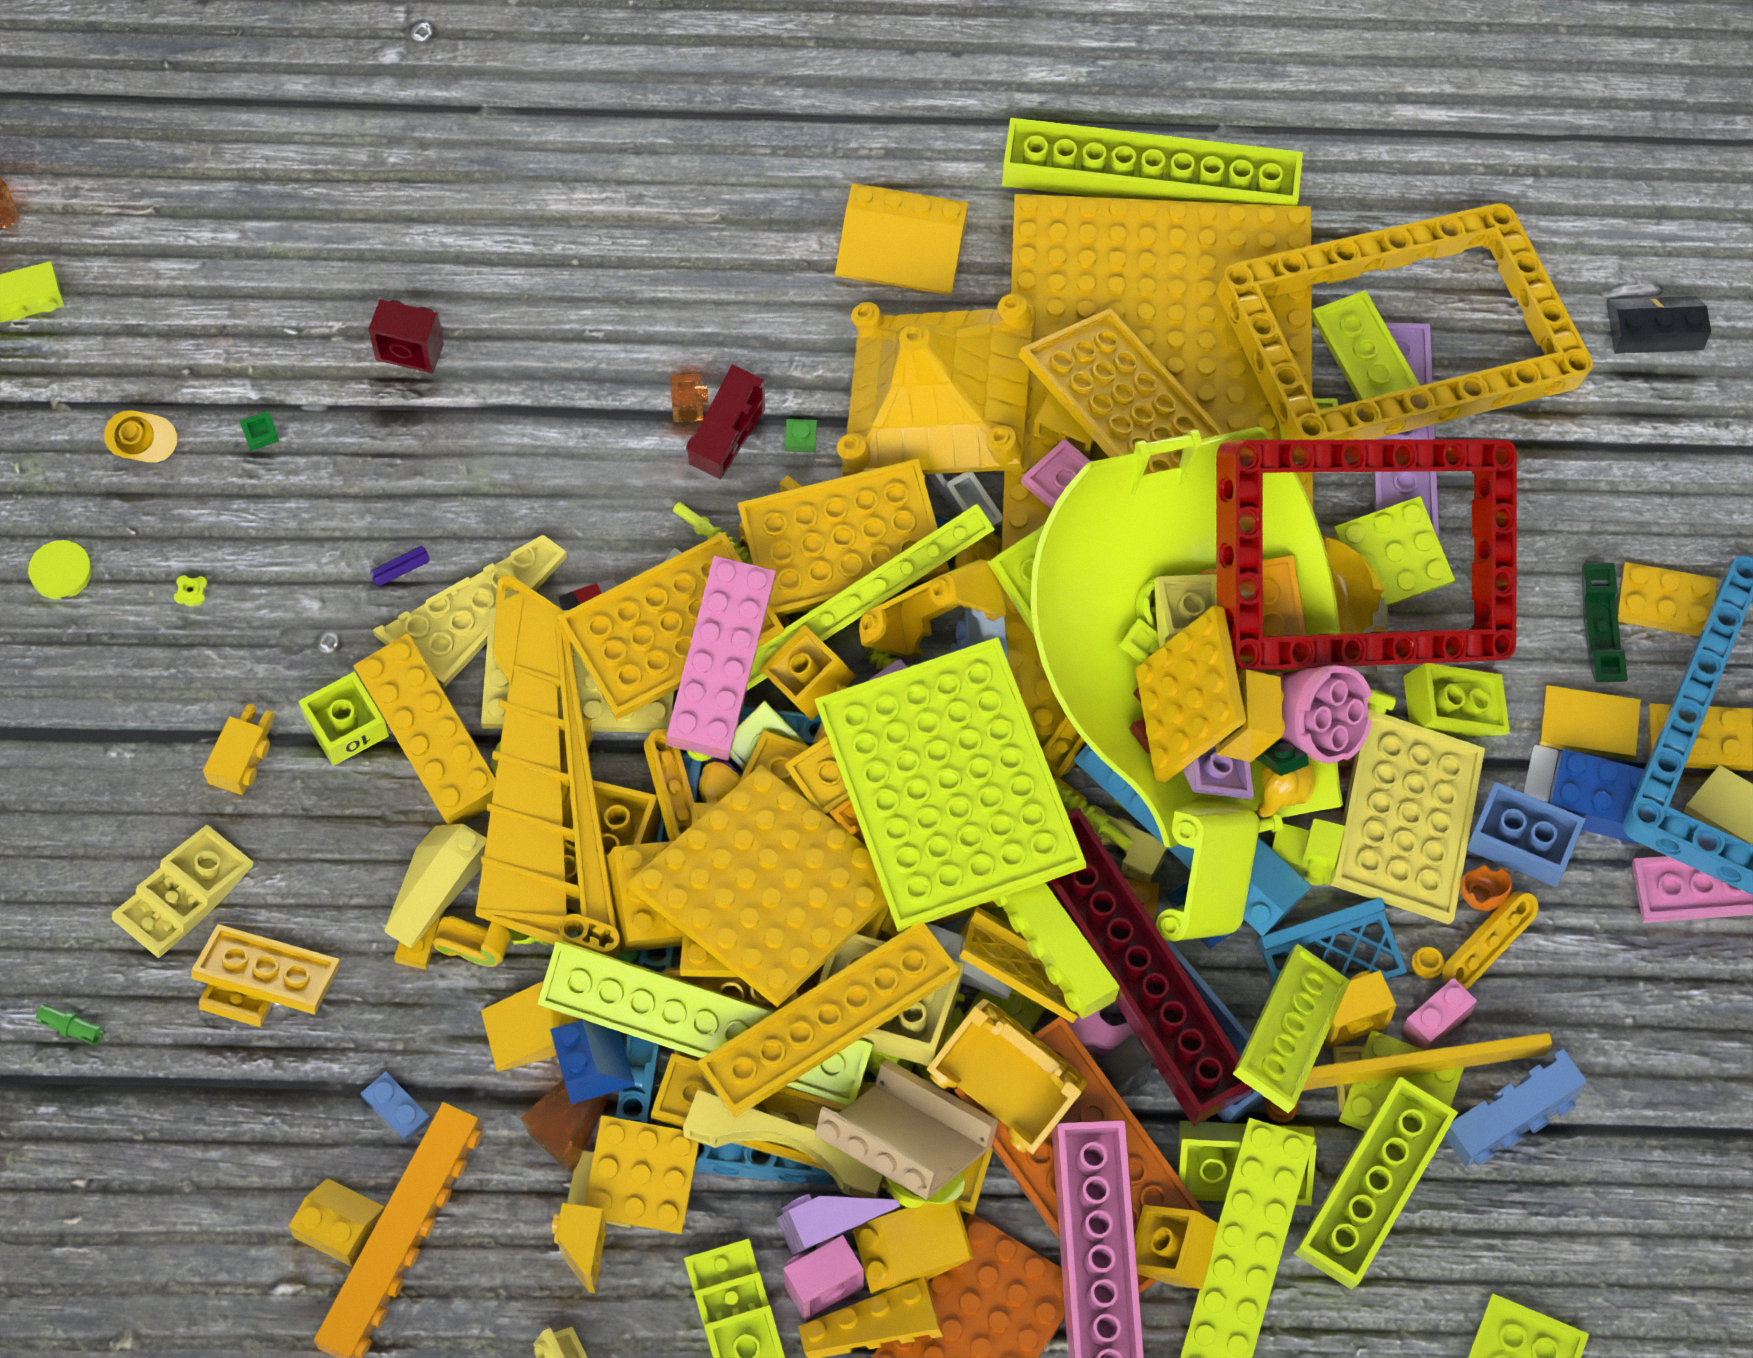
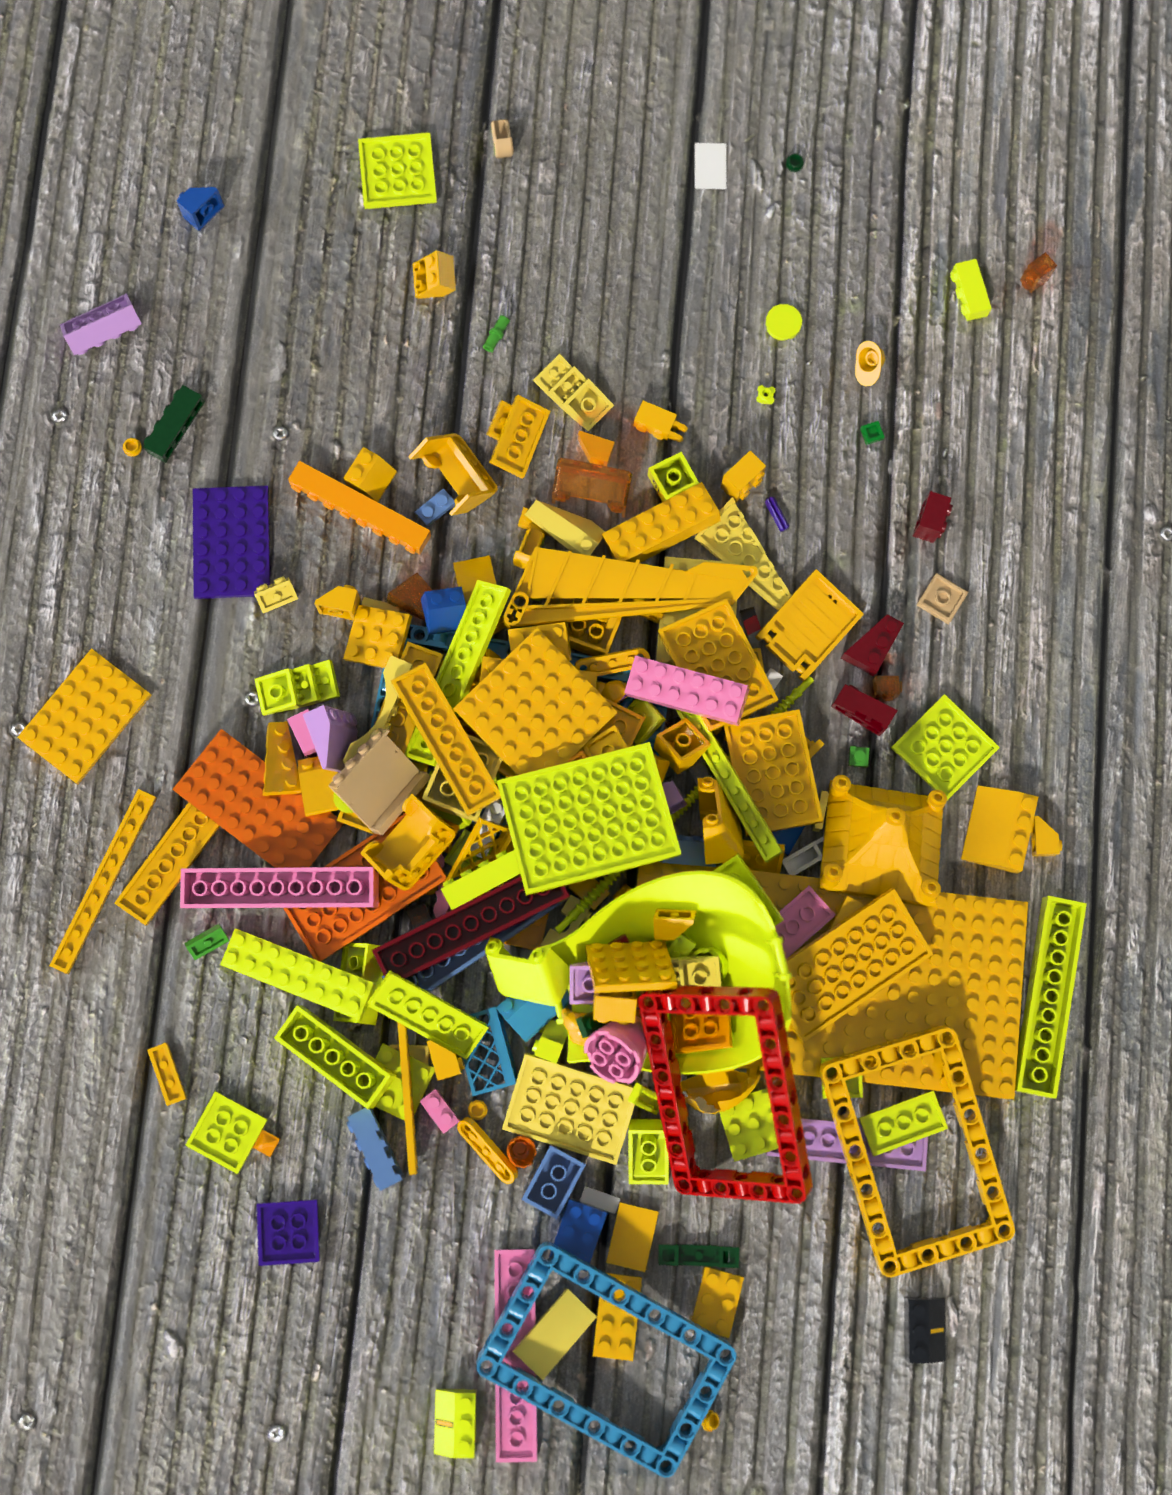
camera: 90 degrees right, 15 degrees up
(288, 846) = (596, 448): none -> yellow slope
(332, 1063) = (459, 467): none -> yellow windscreen
(340, 609) = (743, 476): none -> yellow brick
(359, 838) = (592, 483): none -> clear orange windscreen
(536, 327) = (942, 598): none -> tan tile
(589, 508) = (809, 624): none -> yellow door
(620, 413) = (873, 647): none -> dark red wedge
(778, 316) = (945, 747): none -> neon yellow plate
(915, 176) = (1044, 839): none -> yellow slope
(1108, 649) = (672, 923): none -> yellow slope
(1174, 1245) = (307, 933): yellow slope -> none
(1531, 1292) = (266, 1143): none -> light orange tile
(1670, 1244) = (288, 1232): none -> dark purple plate

